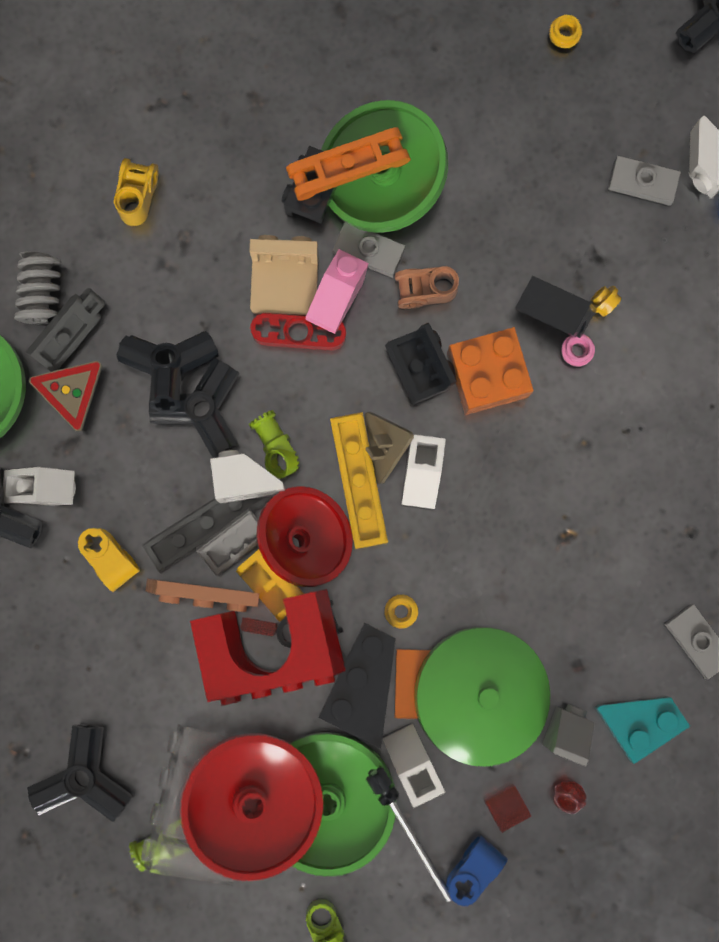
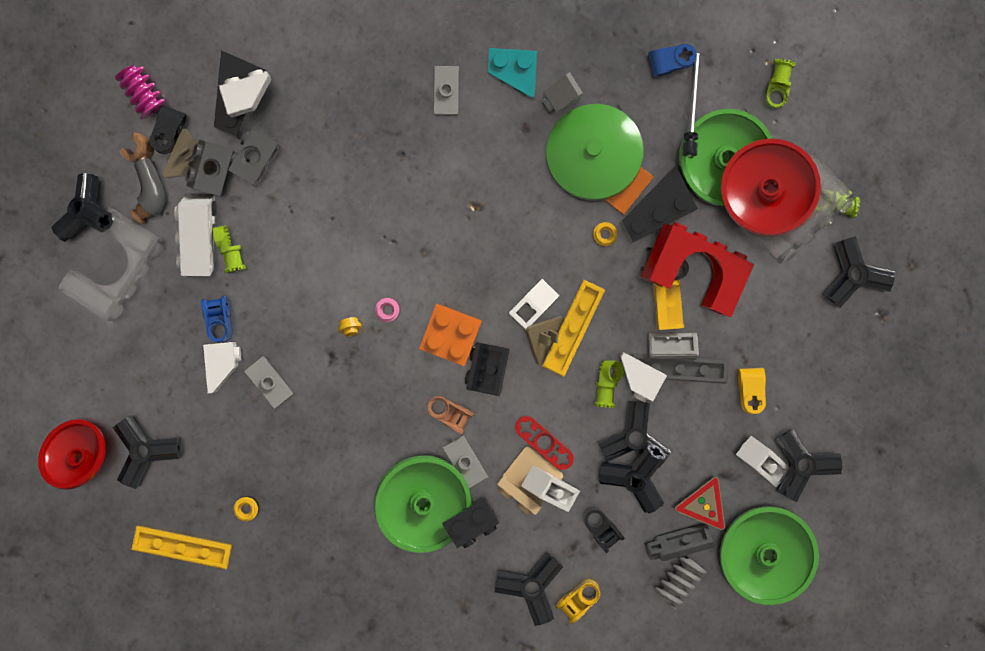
camera: 145 degrees left, 5 degrees up
(160, 283) = (604, 531): none -> black piece
(196, 184) = (537, 603): none -> black piece
(202, 595) = (713, 324): nougat wing -> none
(255, 282) = (550, 488): none -> white slope
(259, 626) = (693, 285): clear red tile -> none
(319, 528) = (617, 317): red dish -> none
(337, 291) = (505, 448): bright pink slope -> none
(348, 163) = (444, 517): orange plate -> none
(413, 765) = (663, 142): white slope -> none
(507, 808) = (626, 79): clear red tile -> none
(556, 307) = (384, 343): black hinge -> none
(569, 797) = (587, 59): clear red plate -> none

